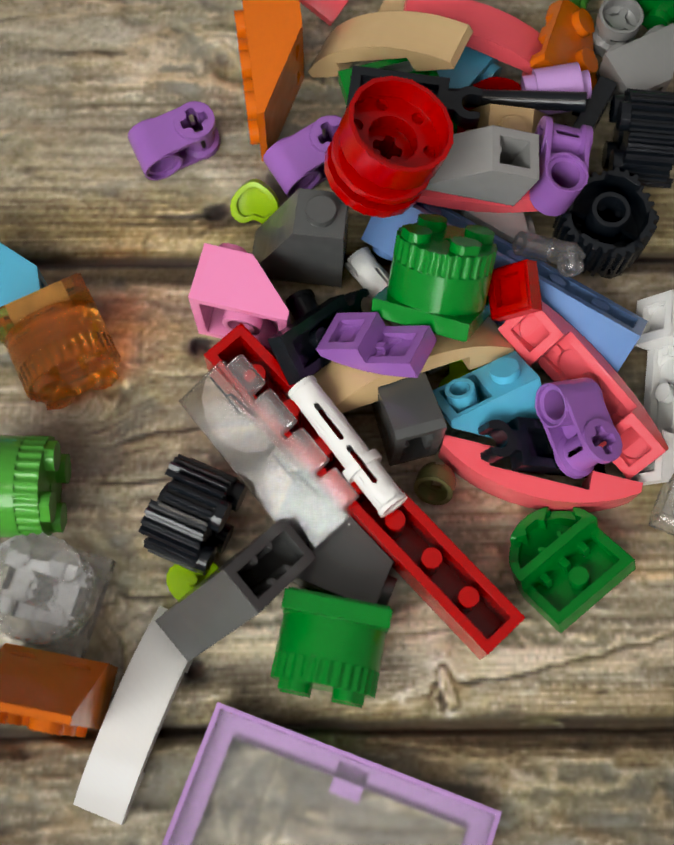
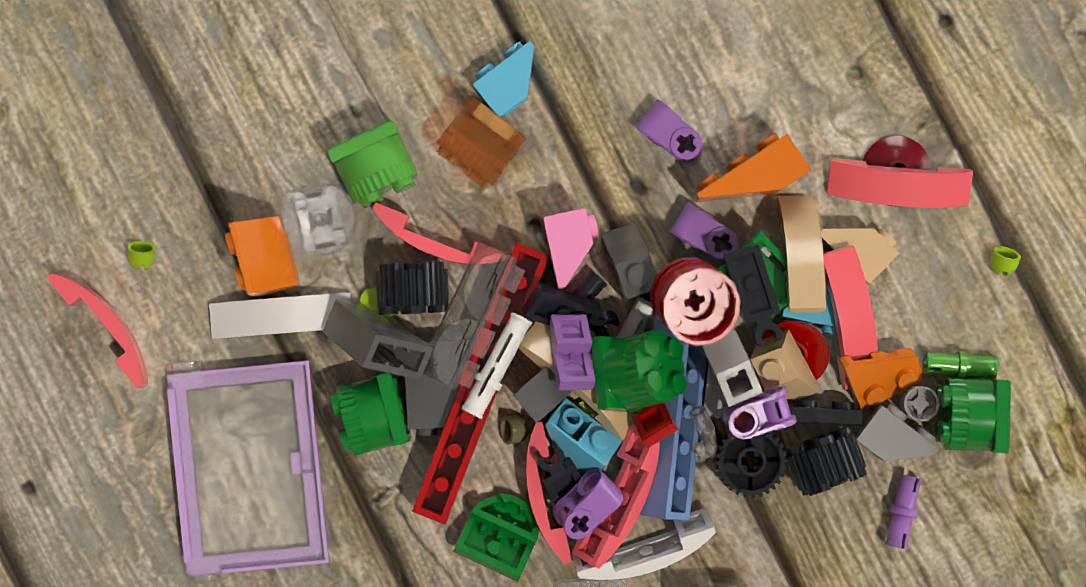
camera: 70 degrees right, 15 degrees up
(101, 502) = (398, 222): none -> coral slope
(254, 202) = (653, 212): lime piece -> none
(534, 99) = (802, 361): black bar -> none
(558, 78) = (830, 384): lavender brick -> none

